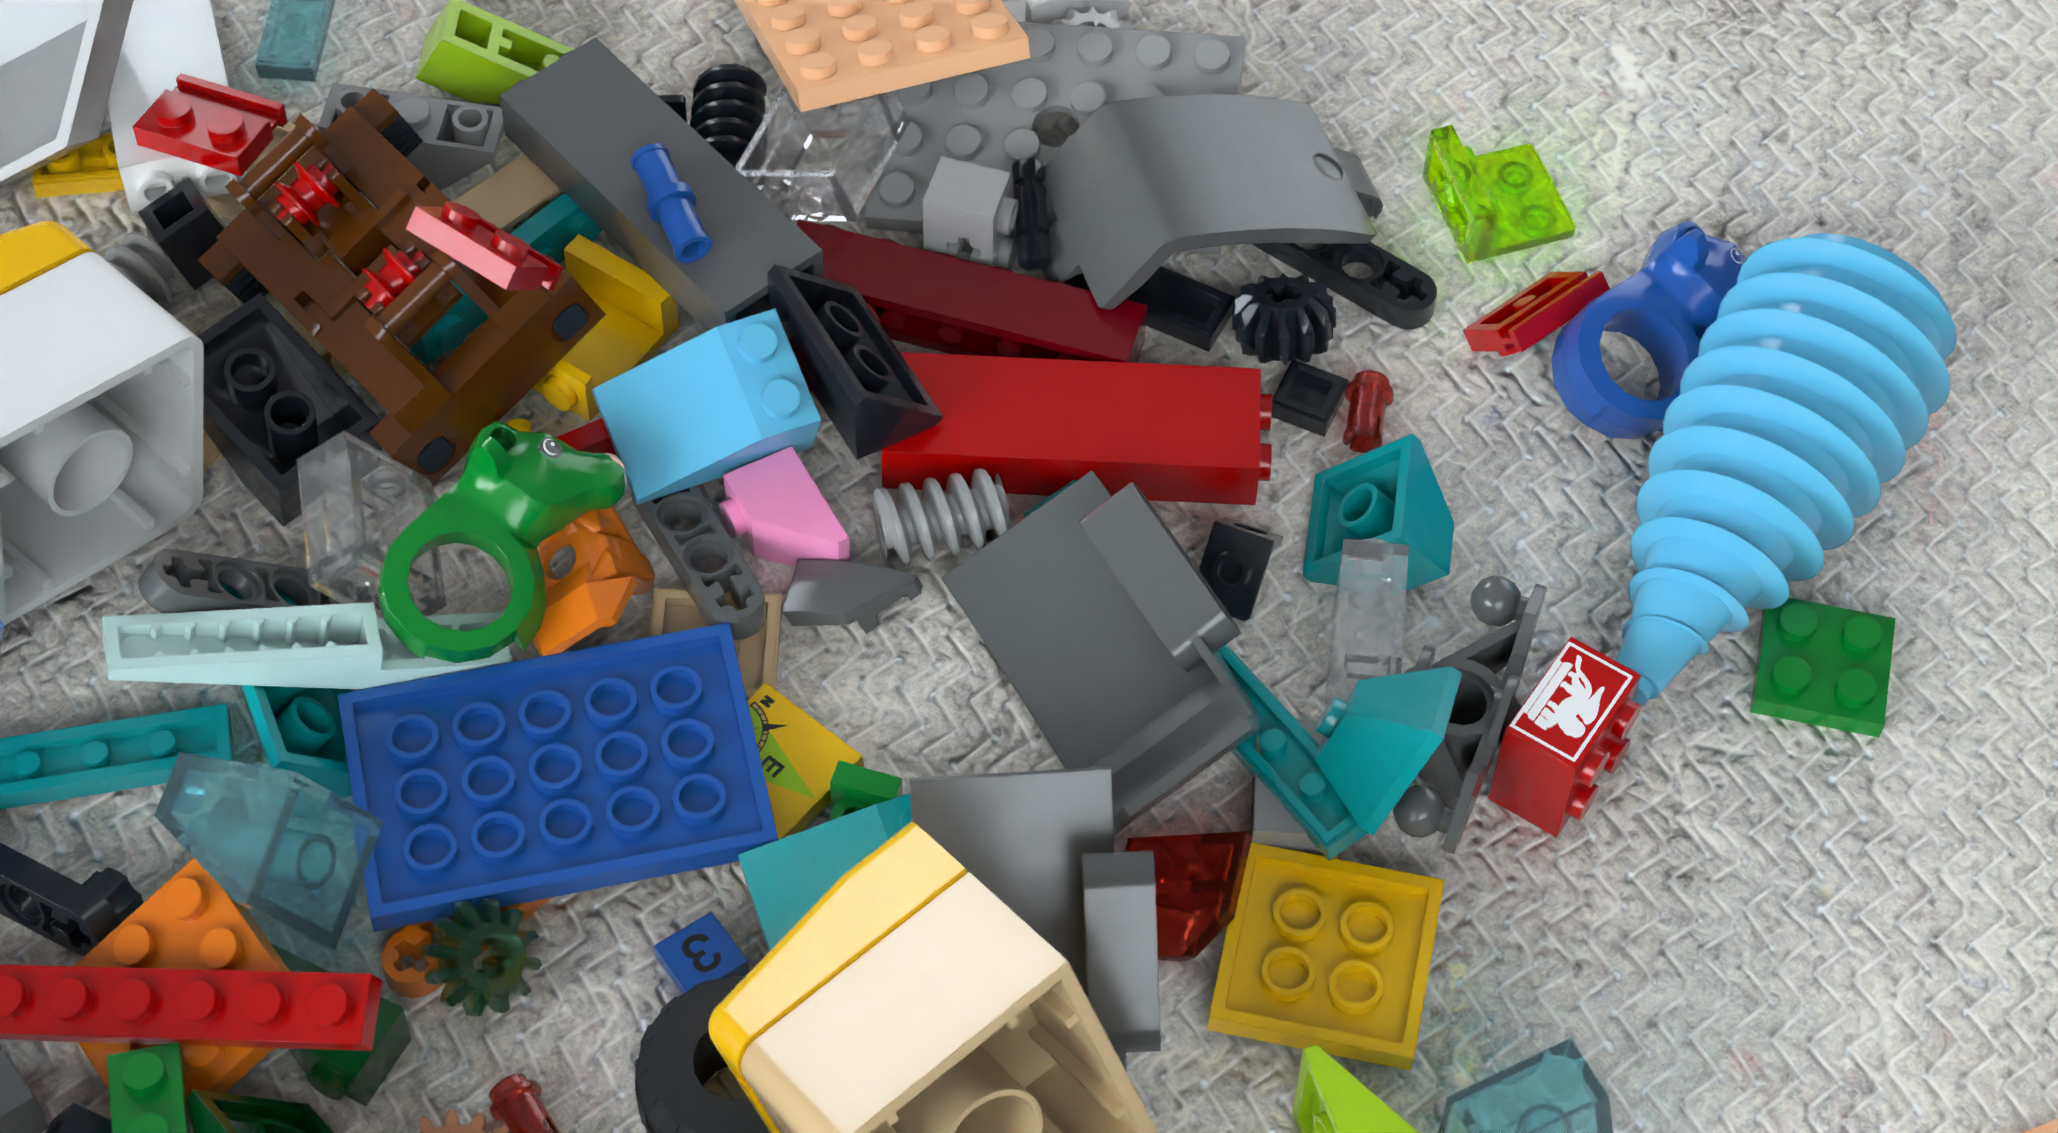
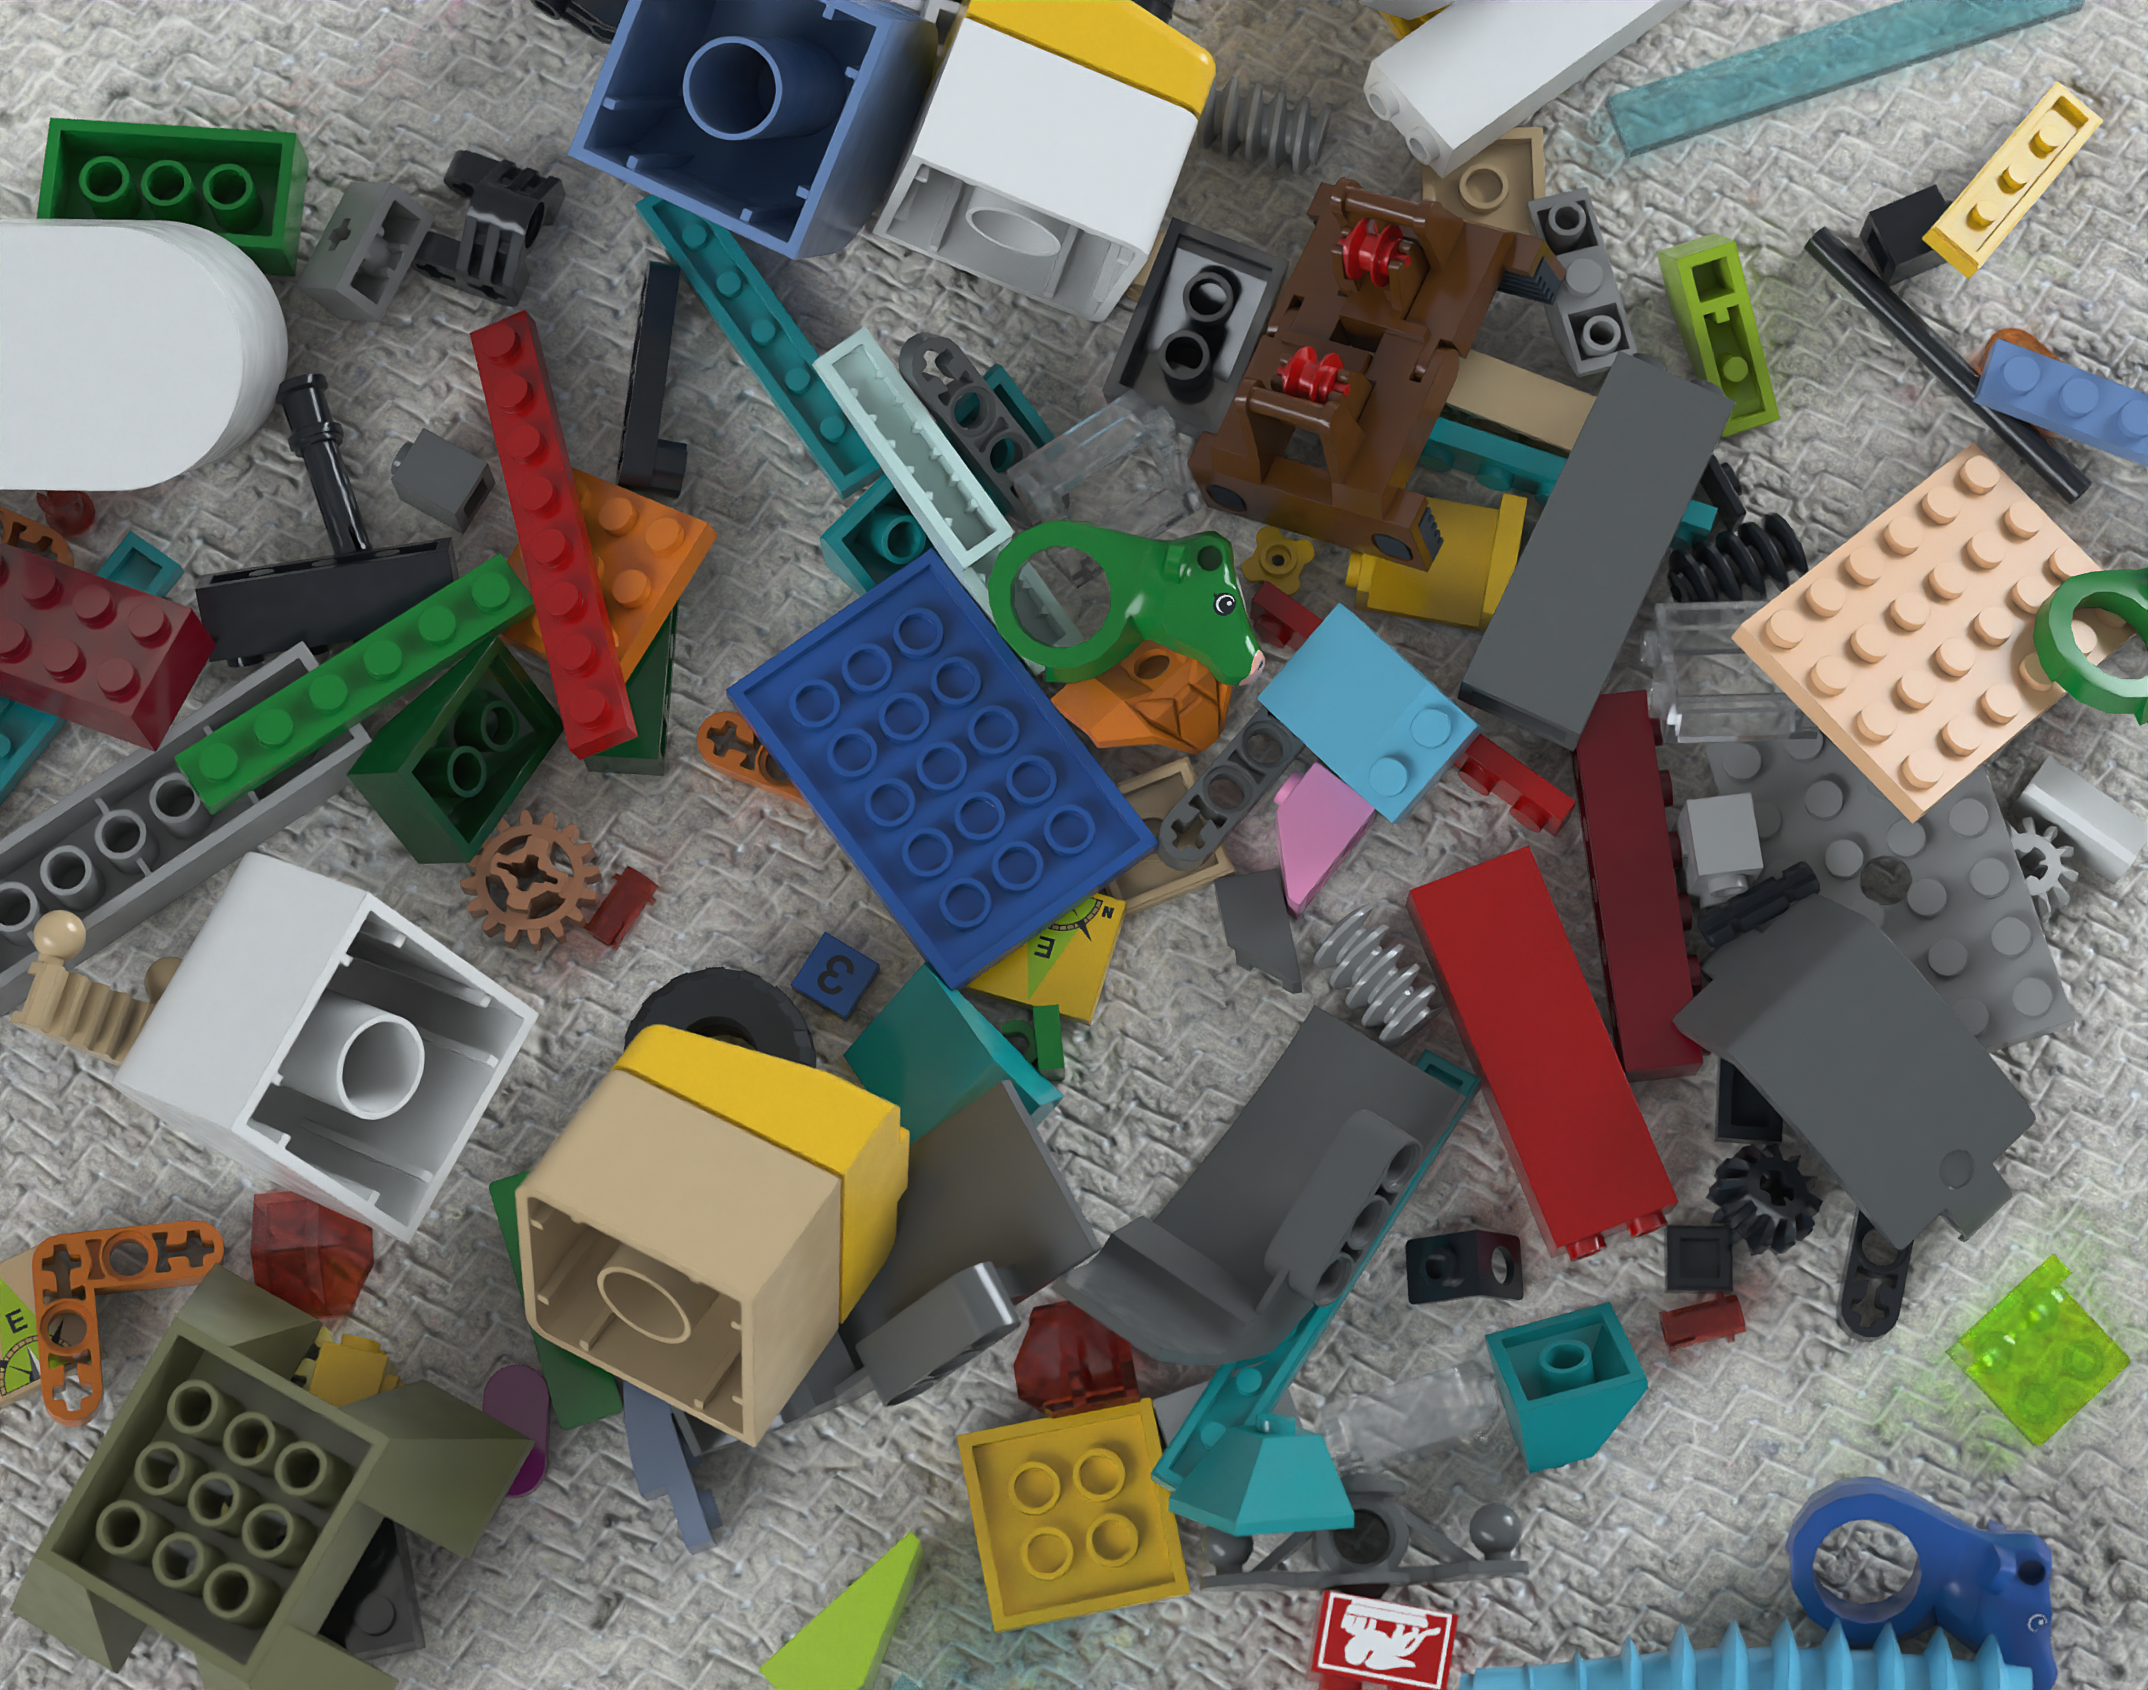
camera: 70 degrees right, 20 degrees up
(184, 229) = (1364, 148): black brick -> none
(210, 124) = (1456, 113): red plate -> none
(272, 840) = (743, 573): clear light blue slope -> none
(463, 942) = (751, 778): clear green gear -> none
(484, 247) = (1369, 443): red plate -> none
(671, 203) = (1552, 572): blue pin -> none
(849, 361) = (1486, 817): black slope -> none
(1535, 312) = (1898, 1444): red plate -> none

